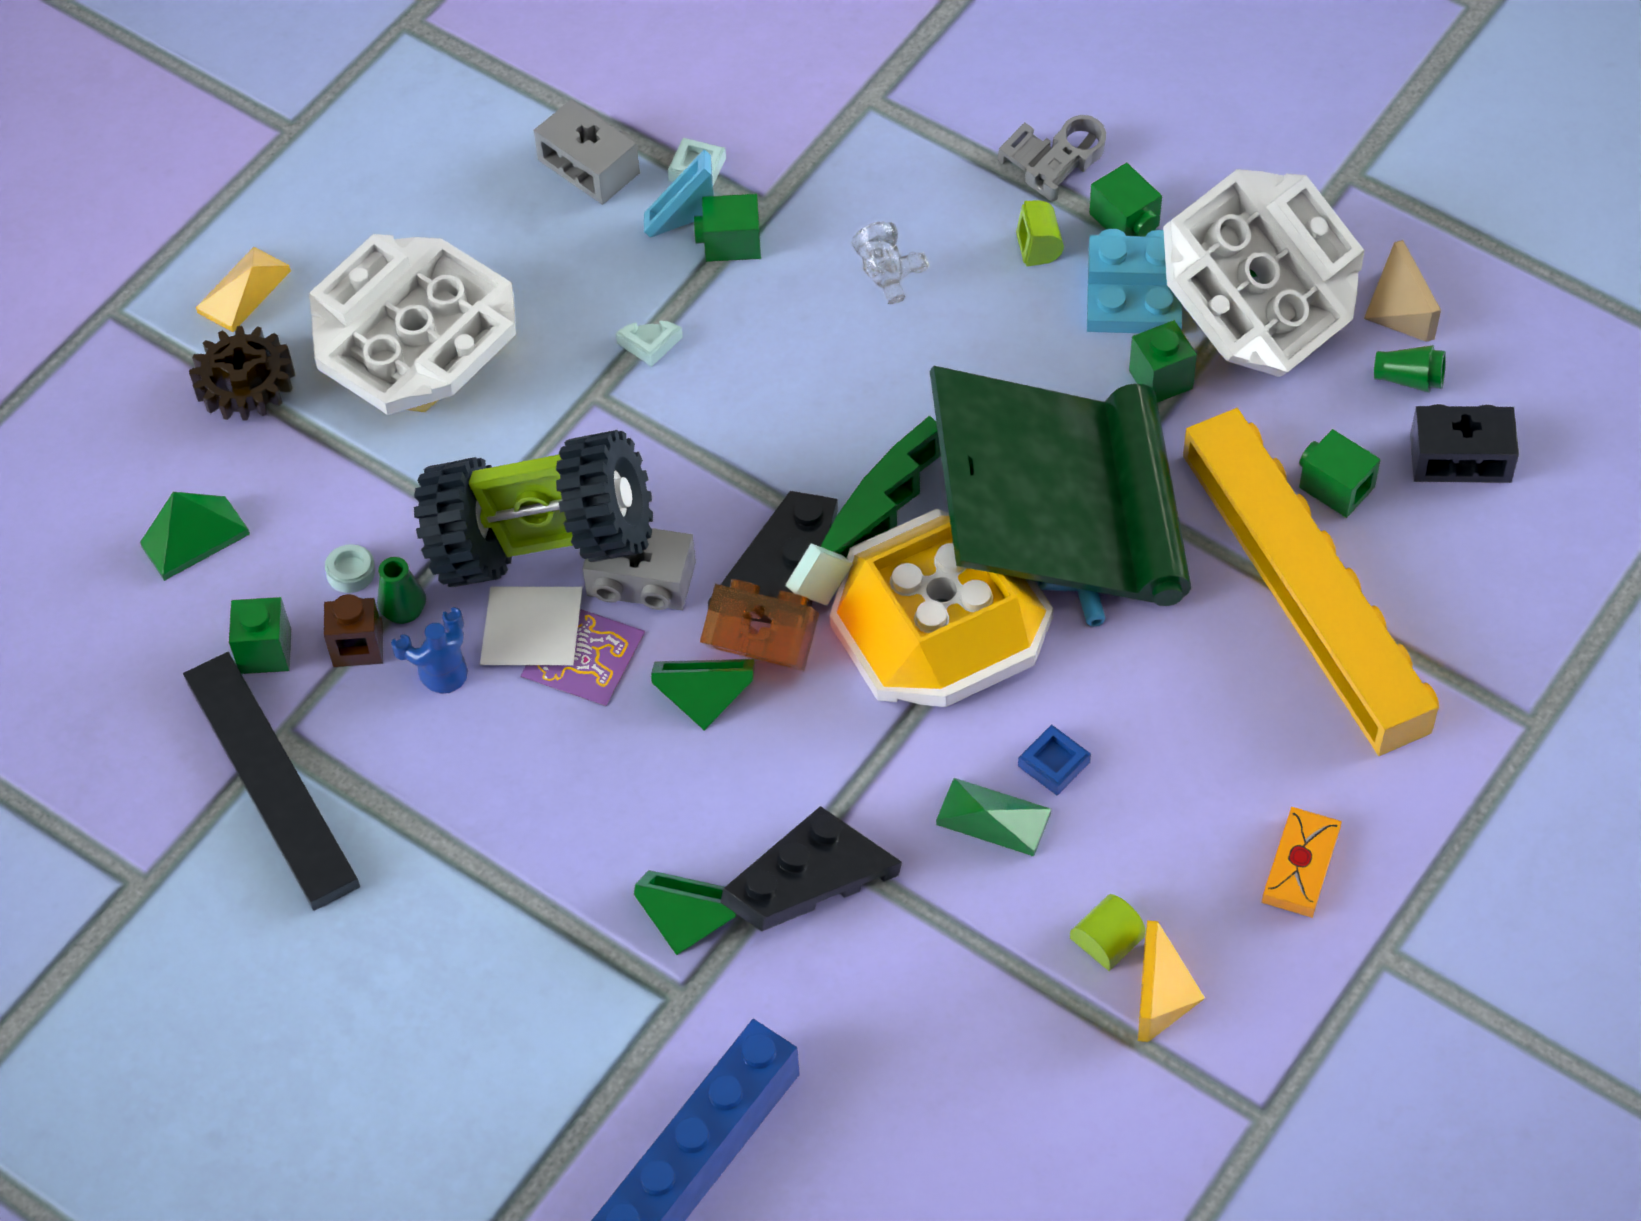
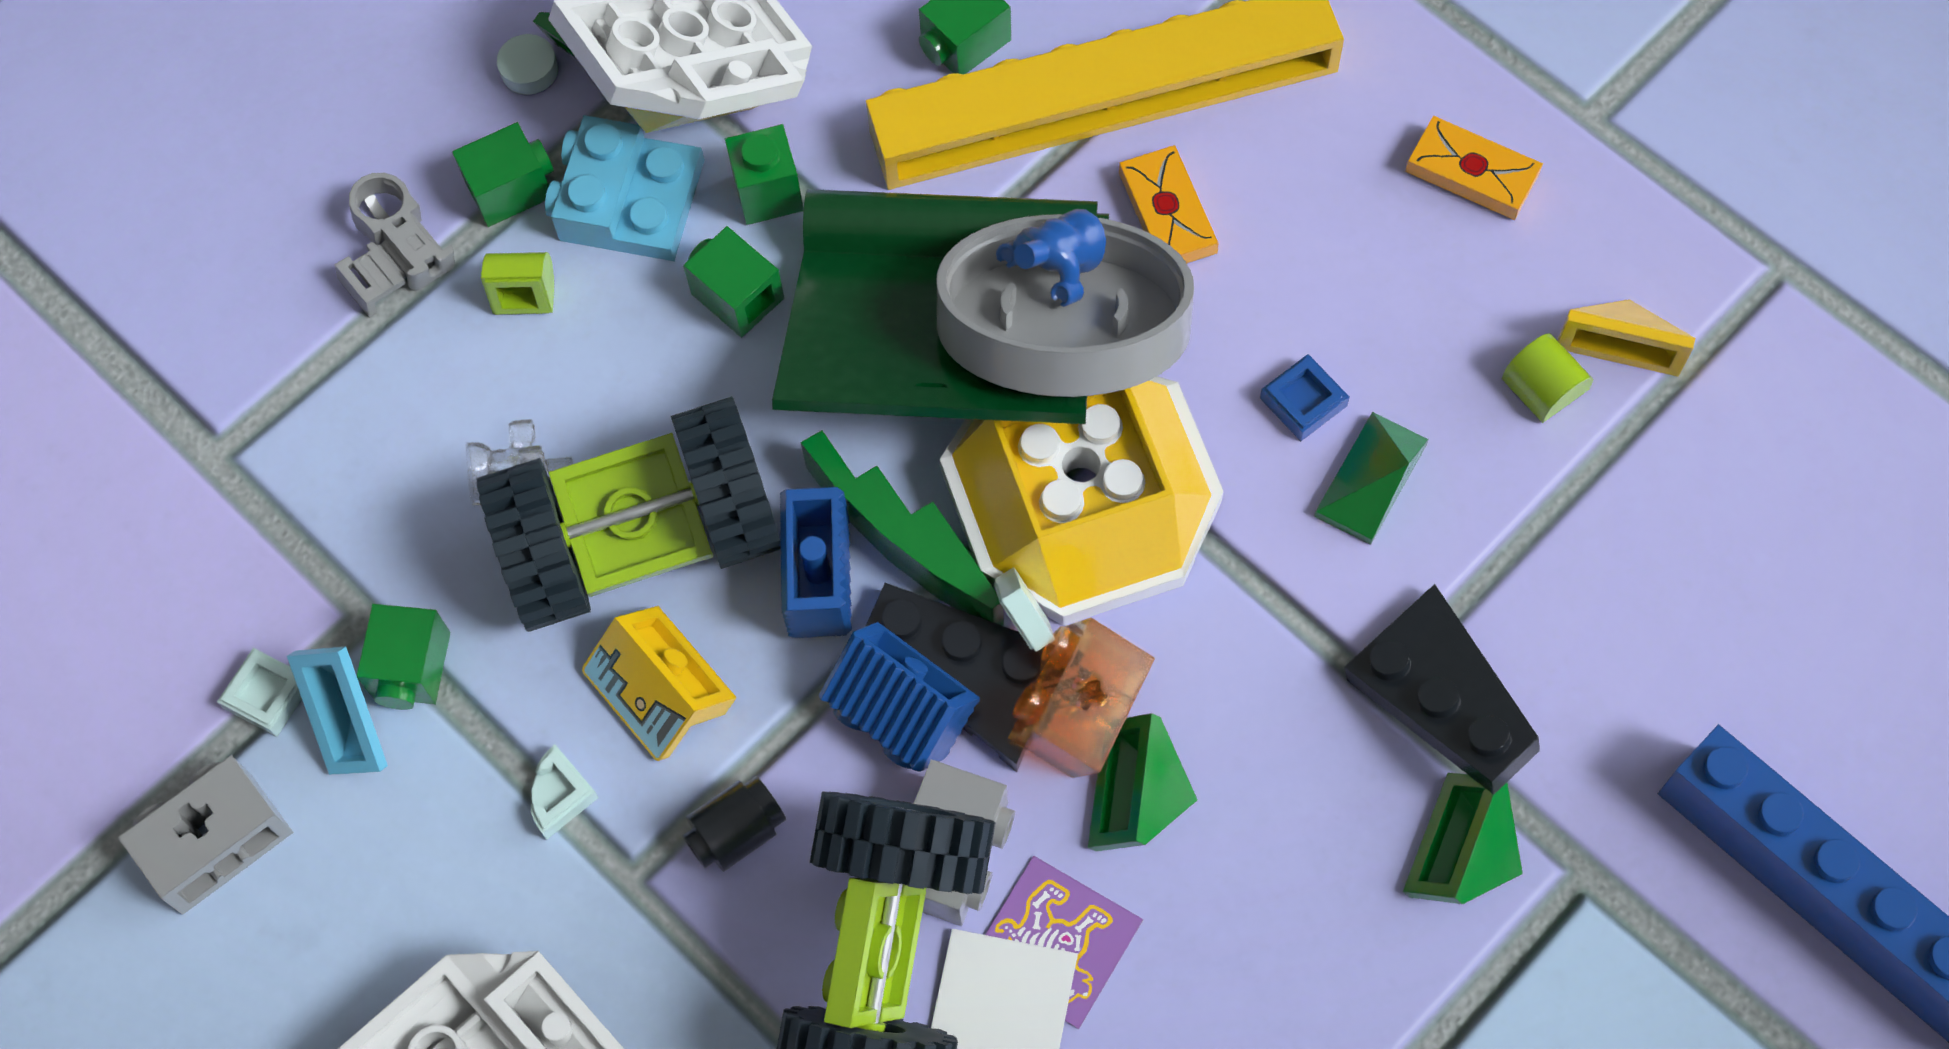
camera: 80 degrees left, 10 degrees up
(646, 434) = (733, 824): none -> black brick
(742, 377) = (655, 680): none -> yellow panel
(743, 514) = (897, 697): none -> blue brick
(836, 444) = (815, 562): none -> blue brick
(868, 350) = (627, 515): none -> plate
(1062, 543) = (1016, 336): none -> light grey piece
(1066, 359) = (733, 281): none -> green brick
(1109, 531) = (1060, 245): none -> blue piece
(1207, 643) = (1168, 203): none -> light orange tile

